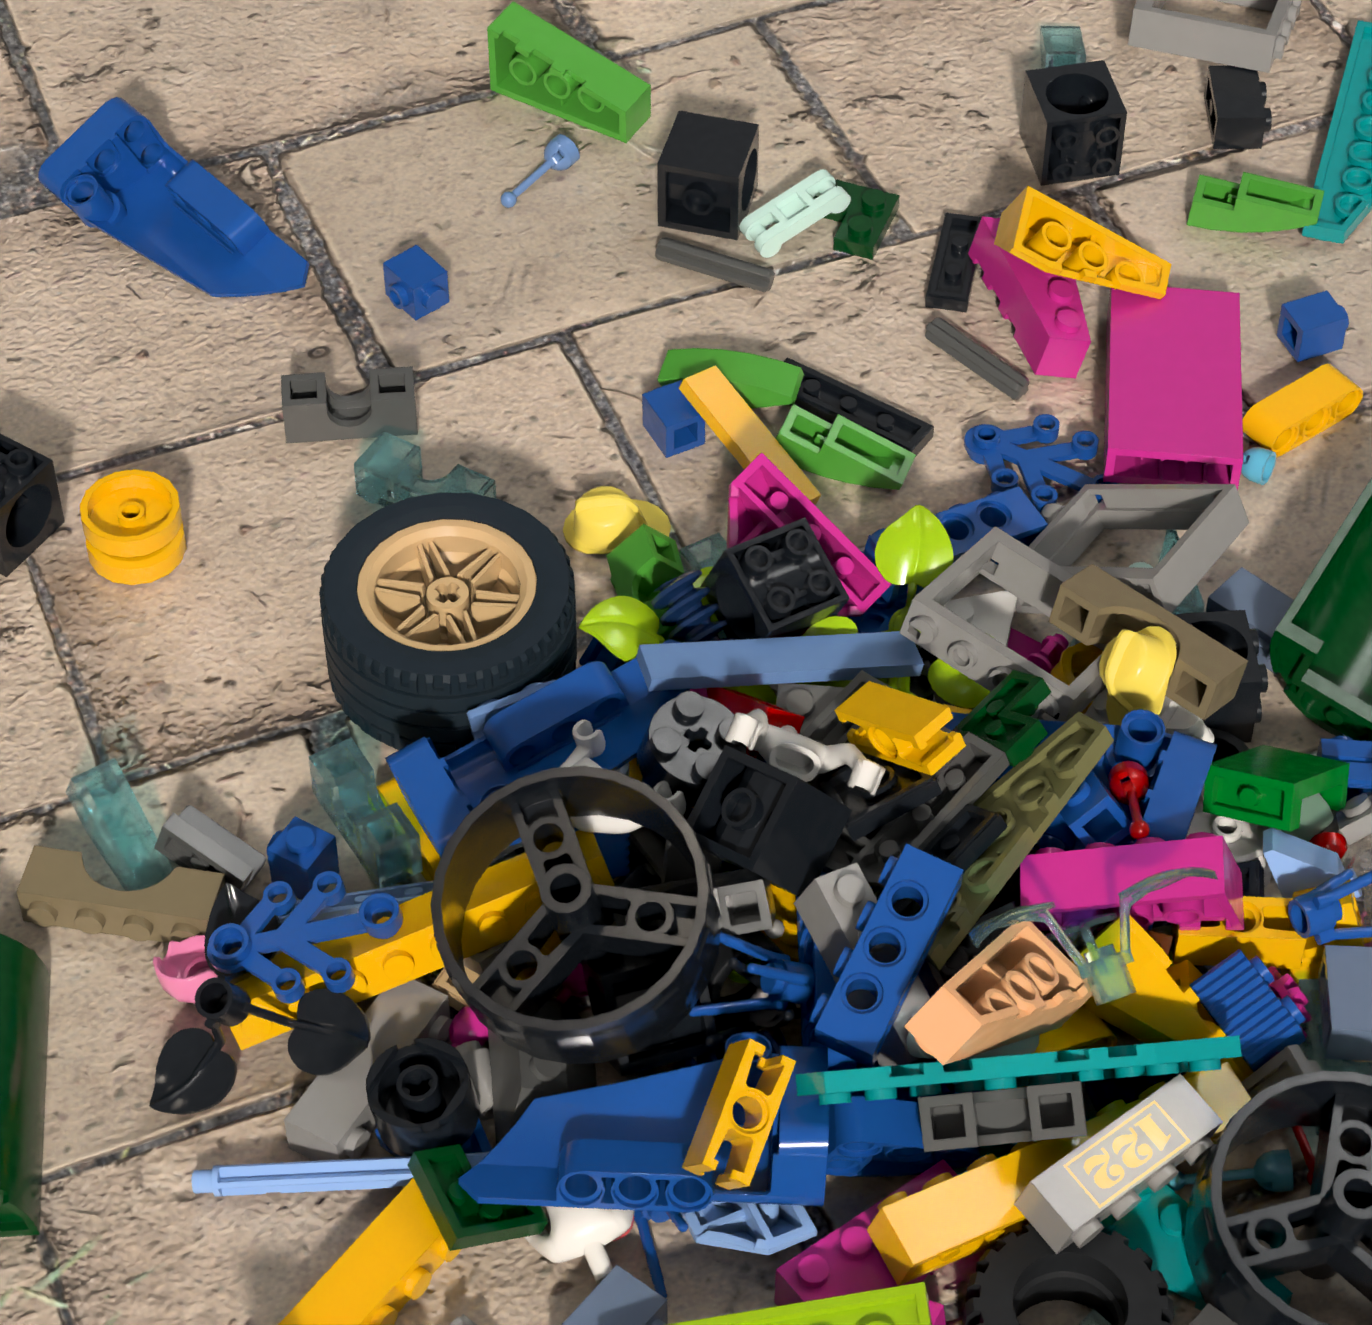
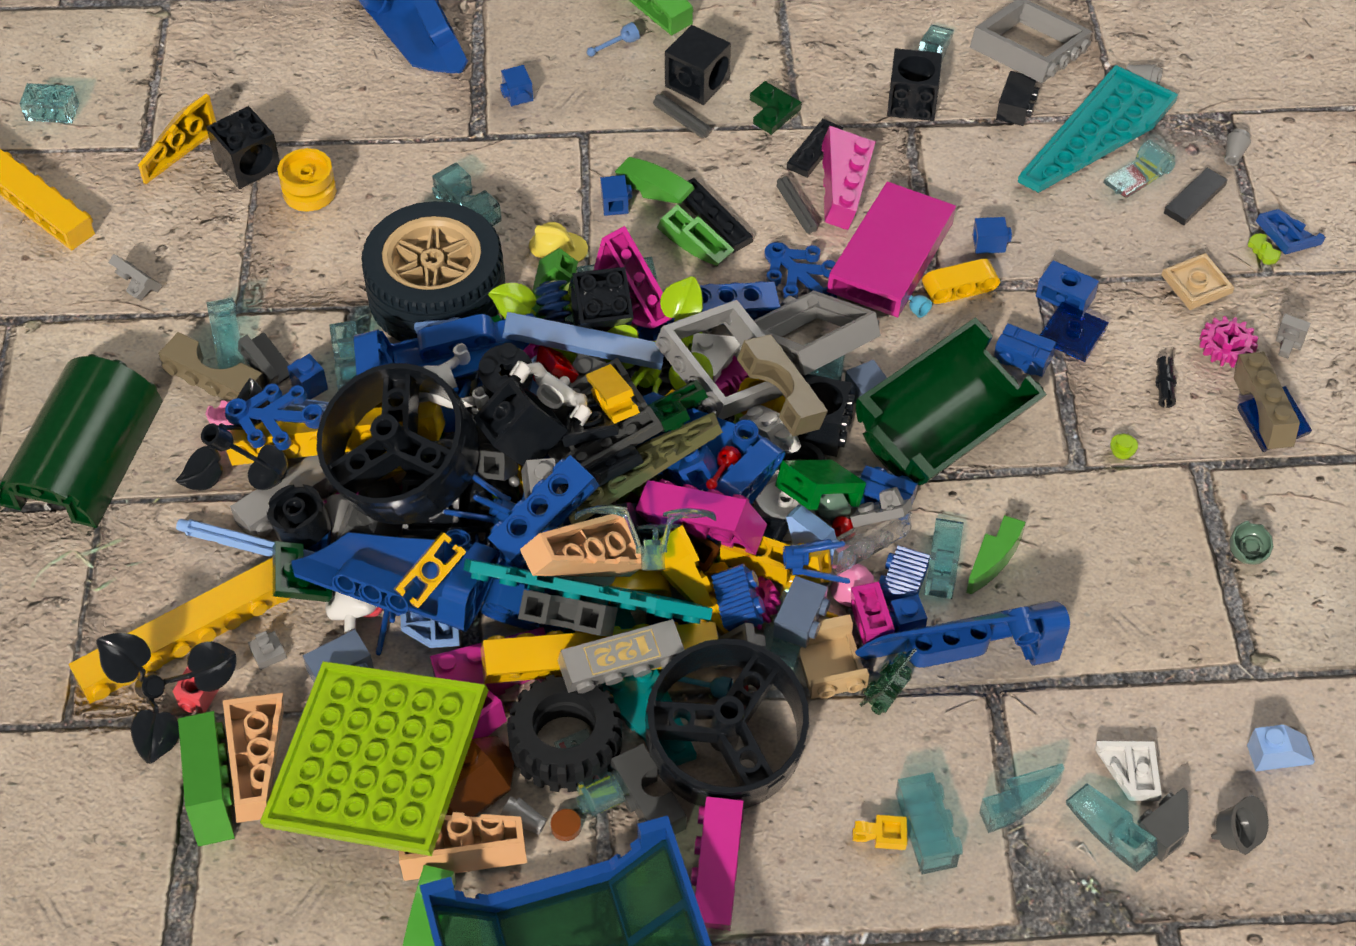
camera: 20 degrees right, 5 degrees up
(319, 414) = (429, 143): dark grey arch -> none
(739, 426) = (645, 217): yellow tile -> none
(794, 212) = (737, 97): light aqua plate -> none
(1077, 247) = (865, 155): yellow wedge -> none
(1137, 671) = (765, 399): light yellow piece -> none
(1253, 205) = (995, 157): bright green slope -> none

